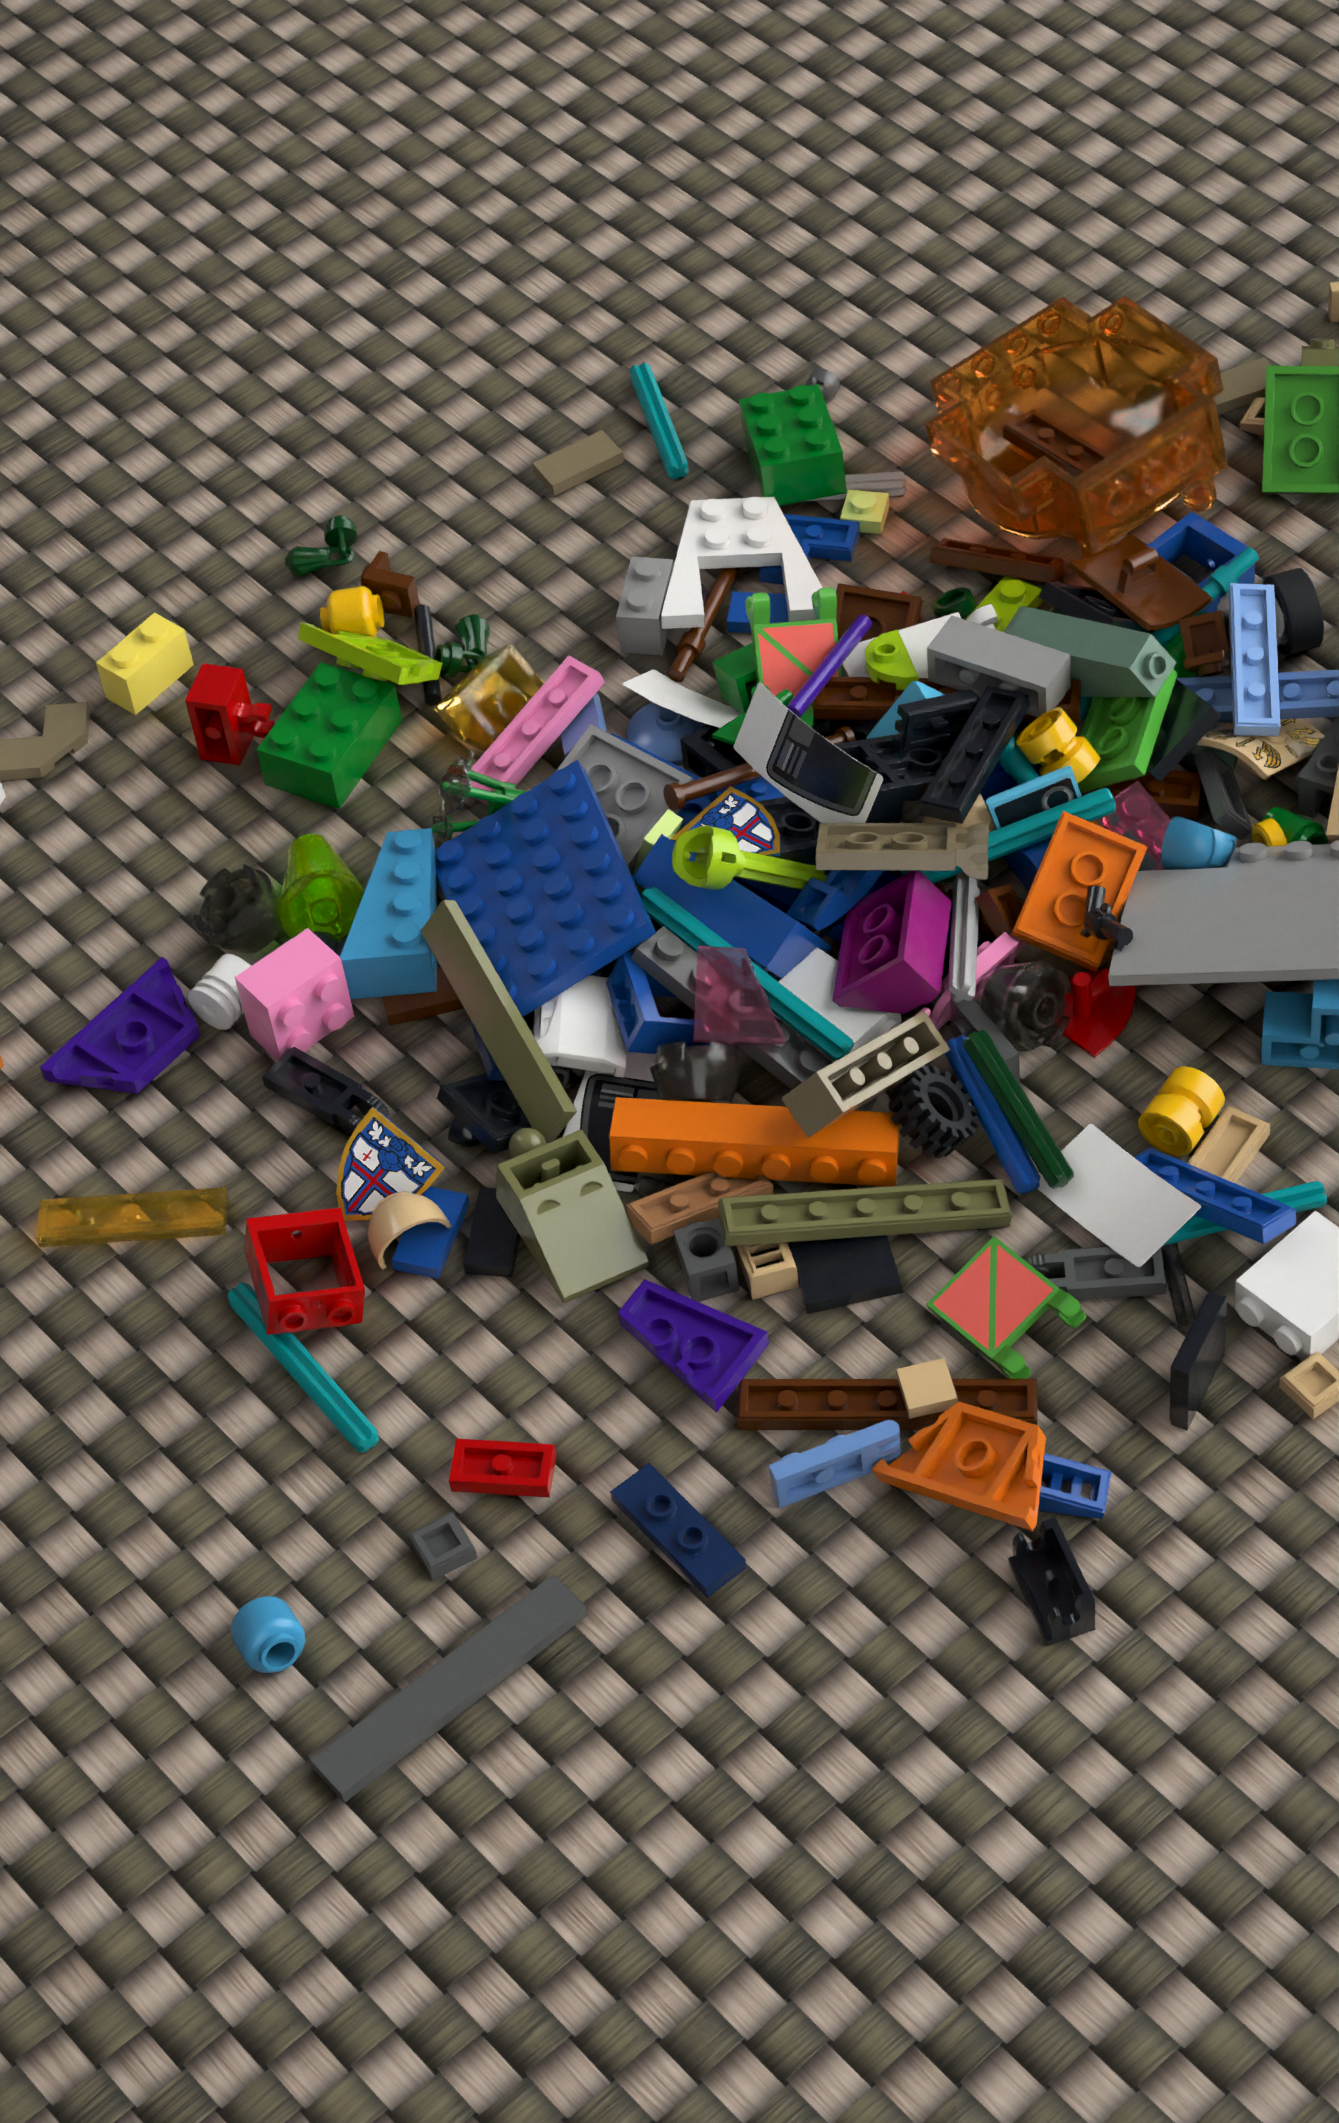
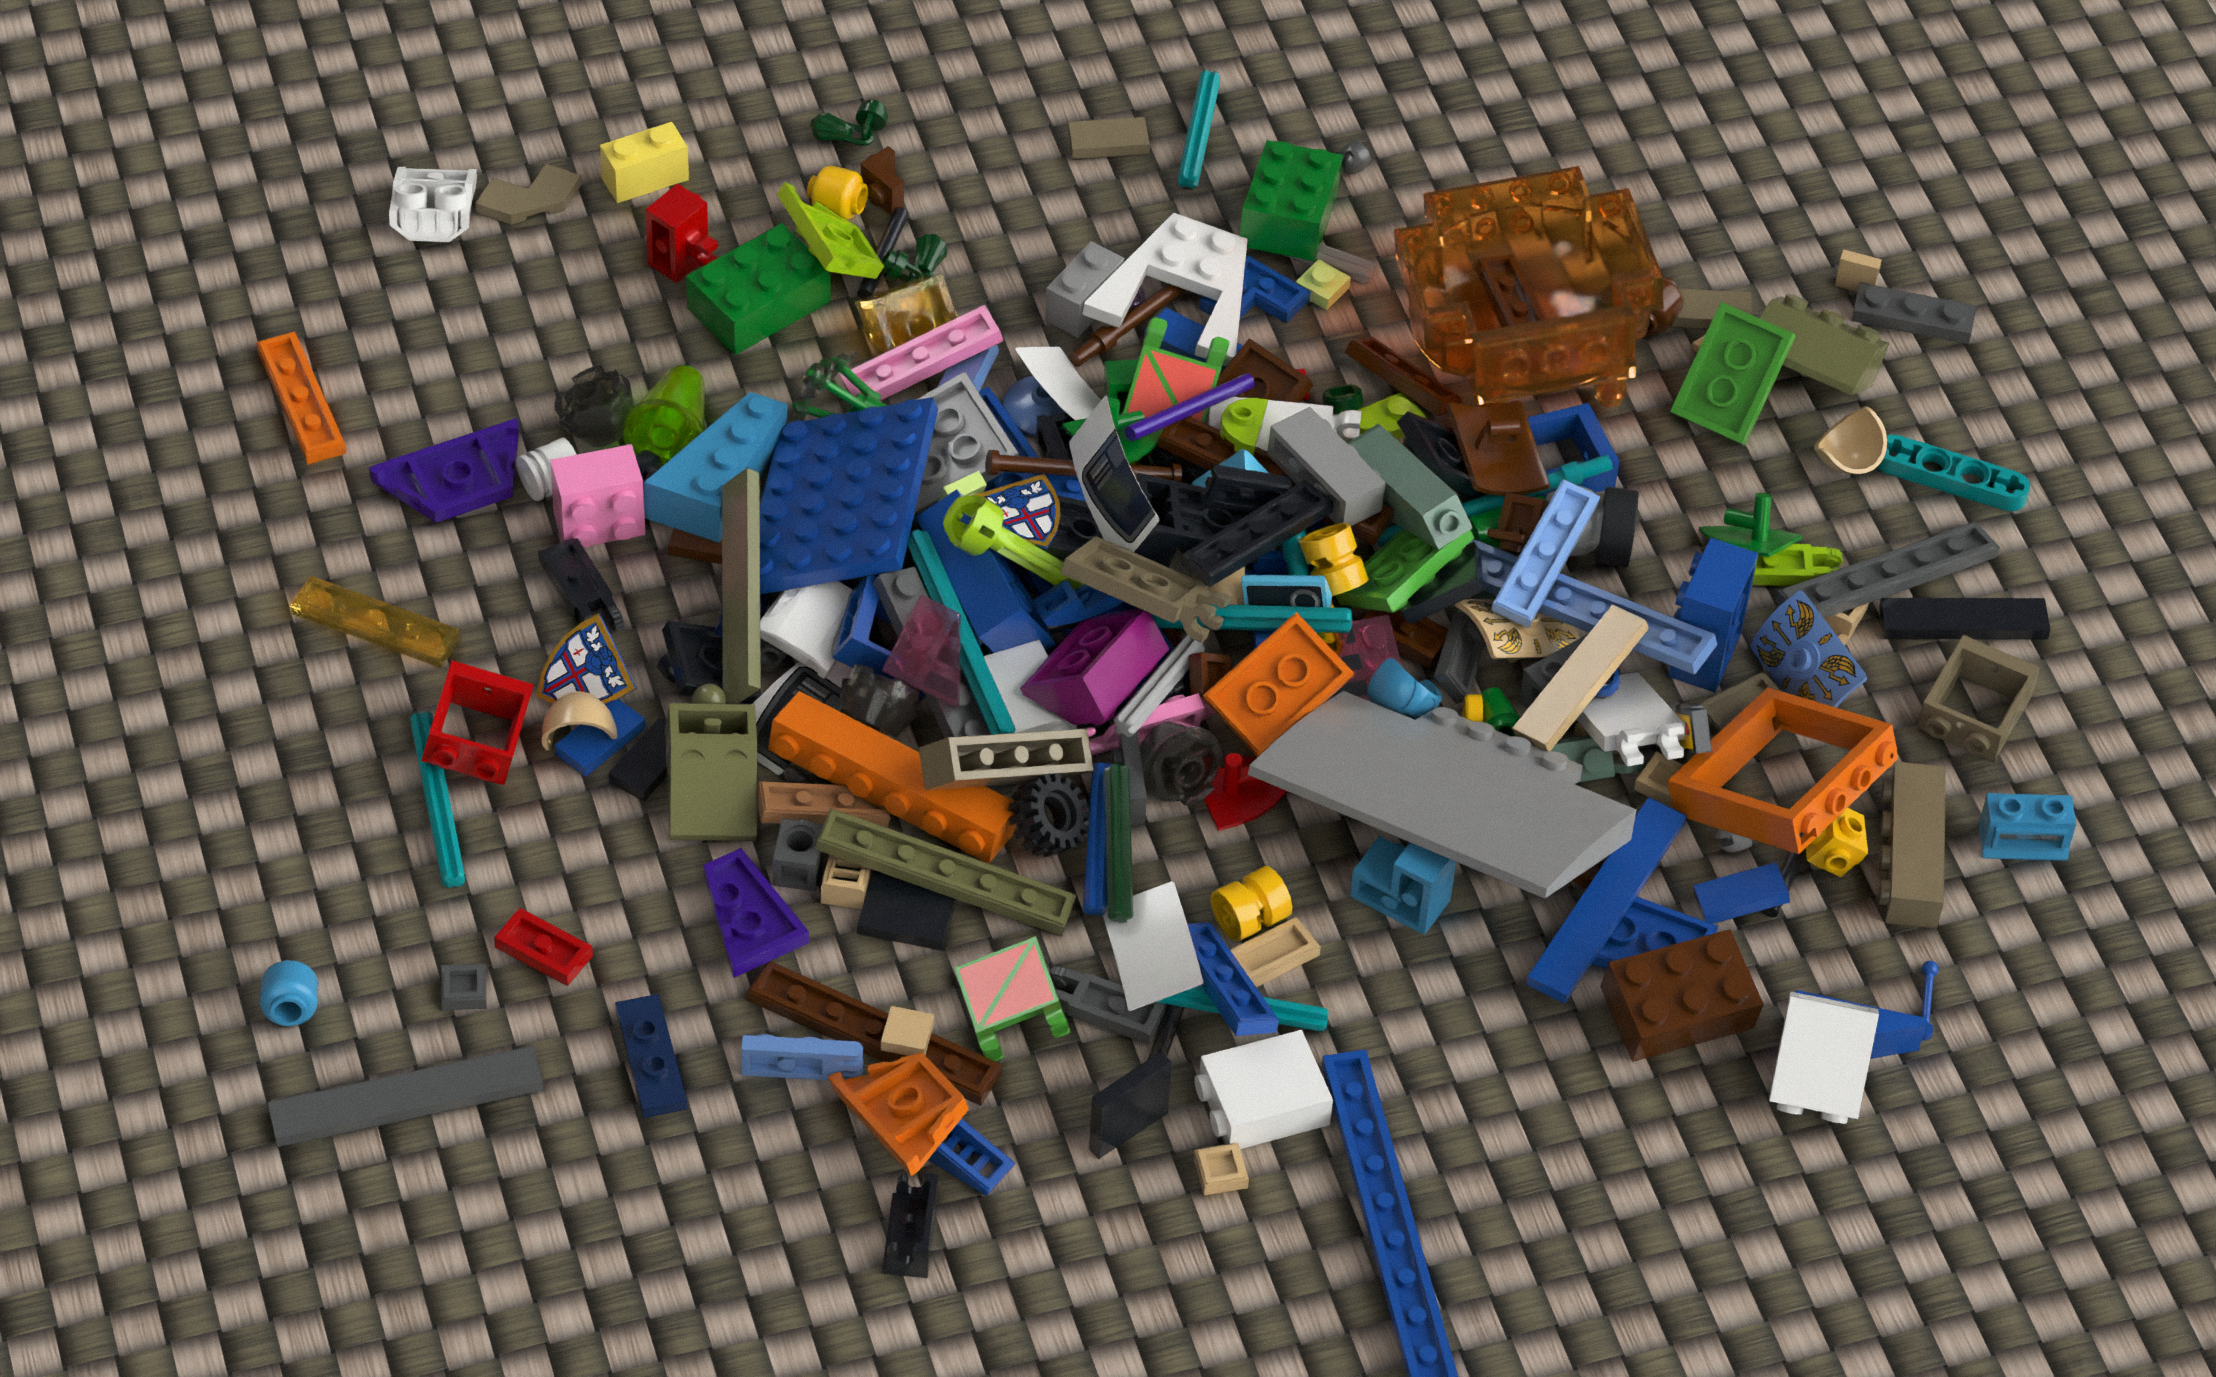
camera: 15 degrees right, 0 degrees up
(1100, 922) = (1275, 719): black piece -> none

